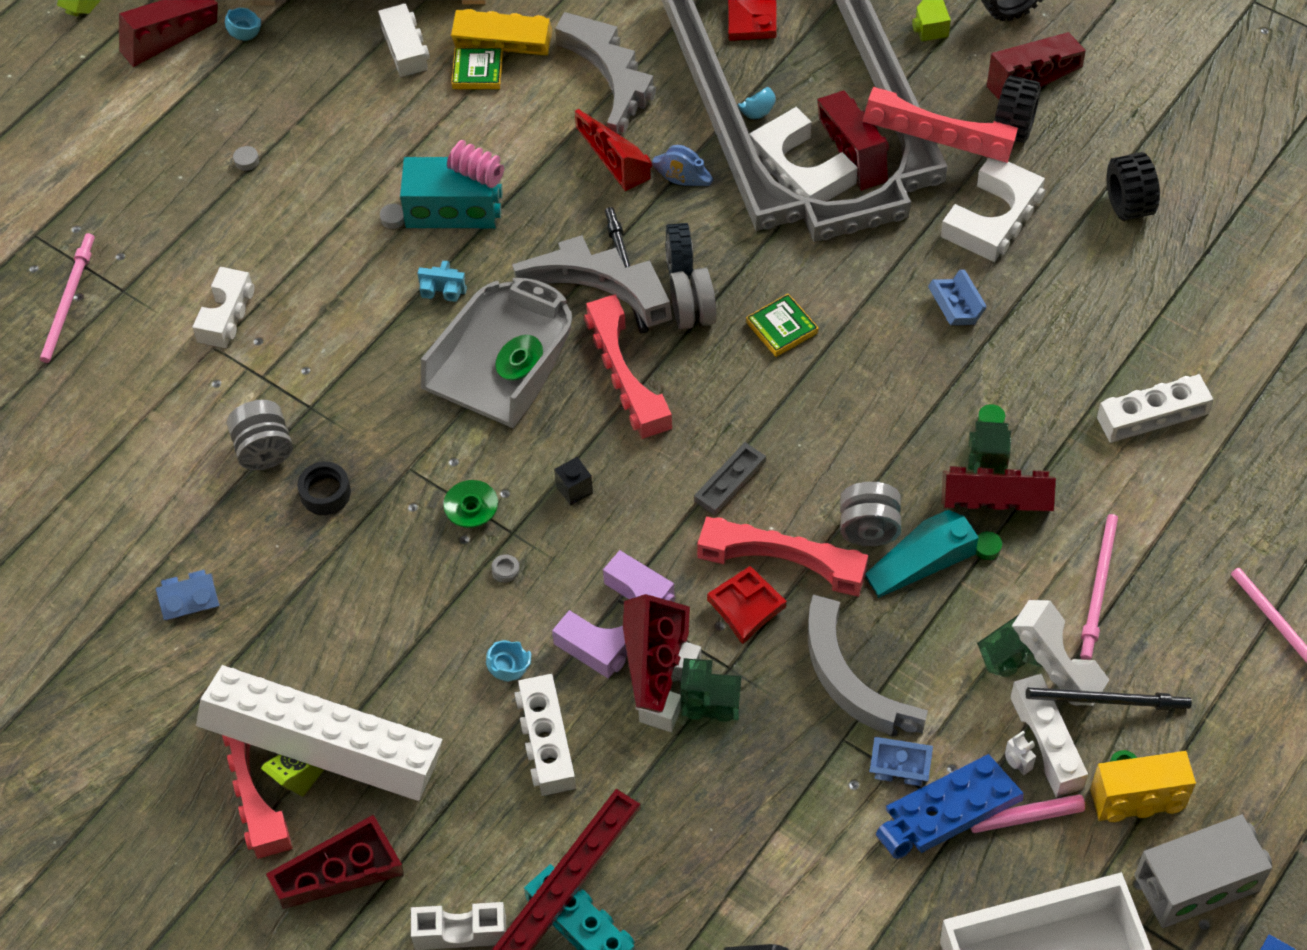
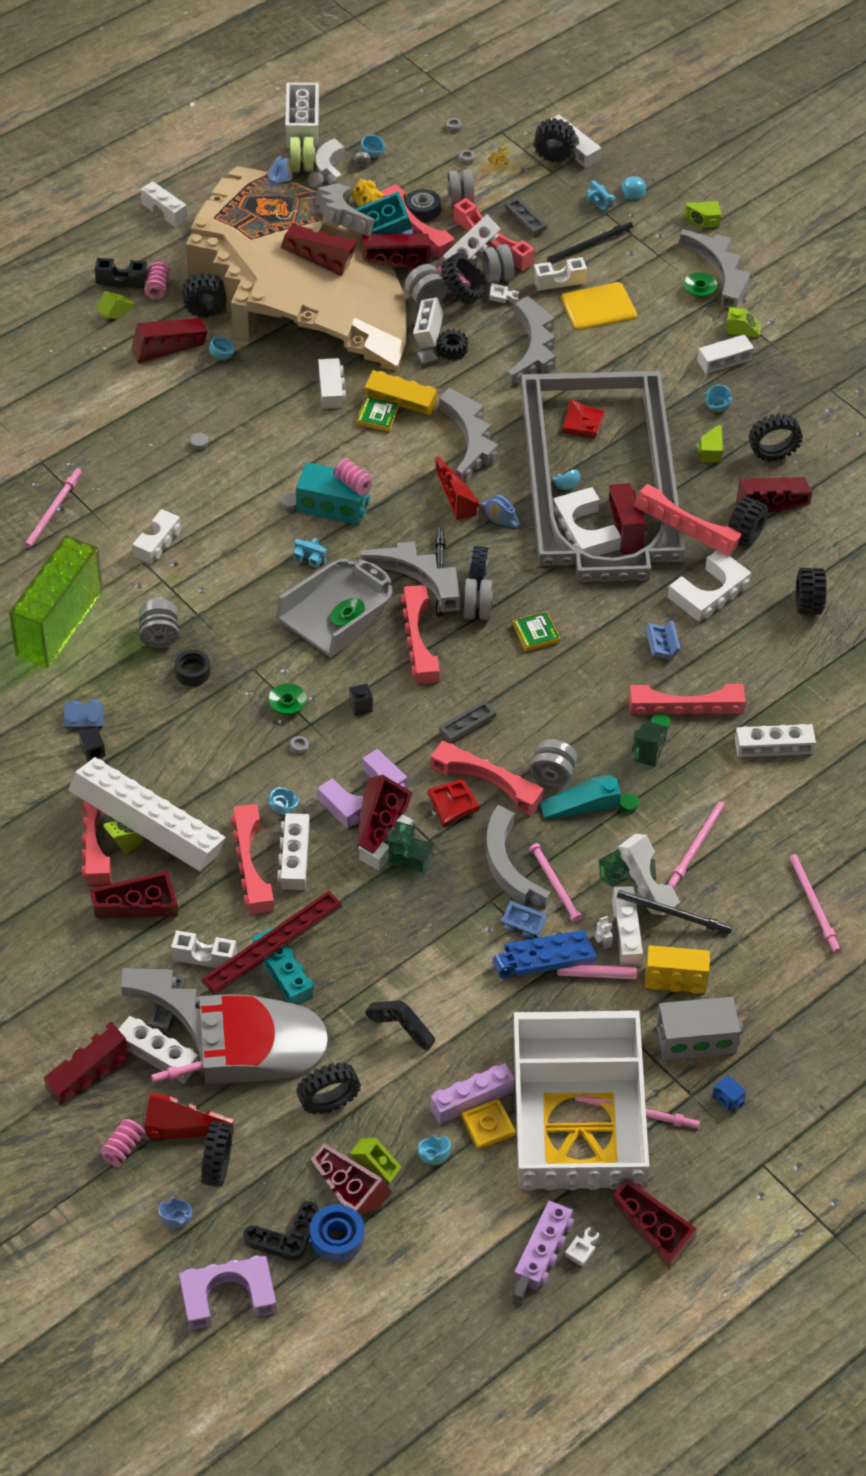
camera: 10 degrees right, 5 degrees down
(105, 437) = (56, 601): none -> clear neon green brick
(210, 638) = (92, 744): none -> black brick
(512, 813) = (259, 894): none -> coral arch
(926, 691) = (536, 850): none -> bright pink bar
(966, 391) = (651, 702): none -> coral arch
(998, 490) = (645, 767): dark red wedge -> none

